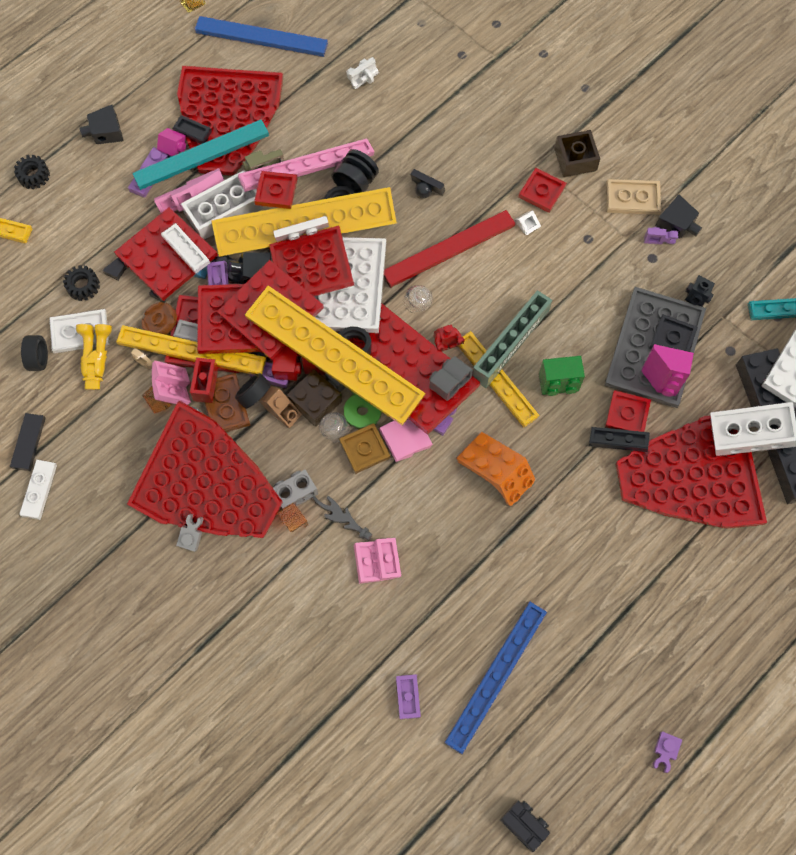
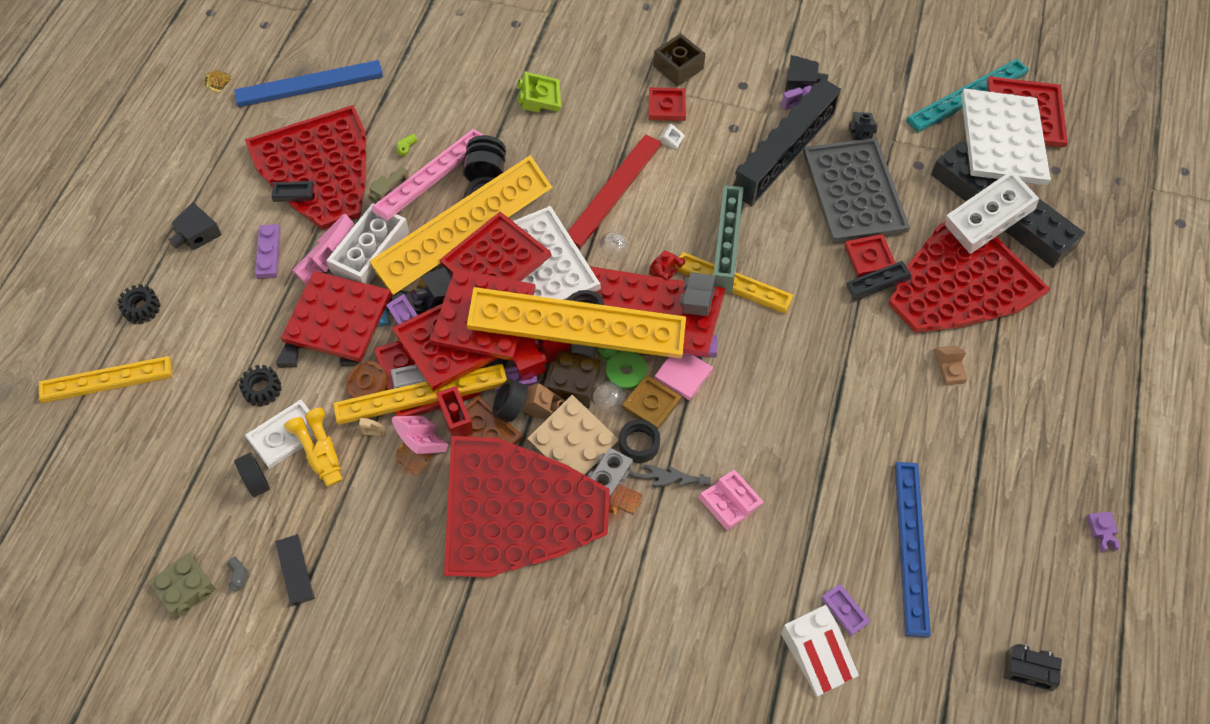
camera: 30 degrees left, 10 degrees down
(38, 489) = (336, 612): white plate -> none
(171, 142) = (277, 212): dark pink brick -> none
(185, 248) = (358, 298): white plate -> none
(189, 535) = (530, 573): light grey plate -> none
(200, 154) = (314, 211): teal tile -> none
(276, 189) = (420, 203): red plate -> none
(283, 447) = (573, 436): none -> tan plate
(303, 127) = (404, 144): none -> lime arm
(309, 227) = (461, 234): white plate -> none
(334, 460) = (642, 426): none -> black tyre
(363, 73) = (433, 74): white hips -> none
(367, 717) = (820, 650): none -> white slope
(426, 184) = (557, 143): black tile -> none
(439, 130) = (538, 92): none -> lime plate
(499, 466) = (788, 352): orange bracket -> none
(561, 375) = (793, 248): green brick -> none
(621, 274) = (787, 141): none -> black brick
(633, 196) = (750, 76): tan tile -> none
(633, 543) = (951, 364): none -> medium nougat slope
(667, 369) = (886, 195): dark pink slope -> none
(674, 334) = (867, 173): black tile -> none

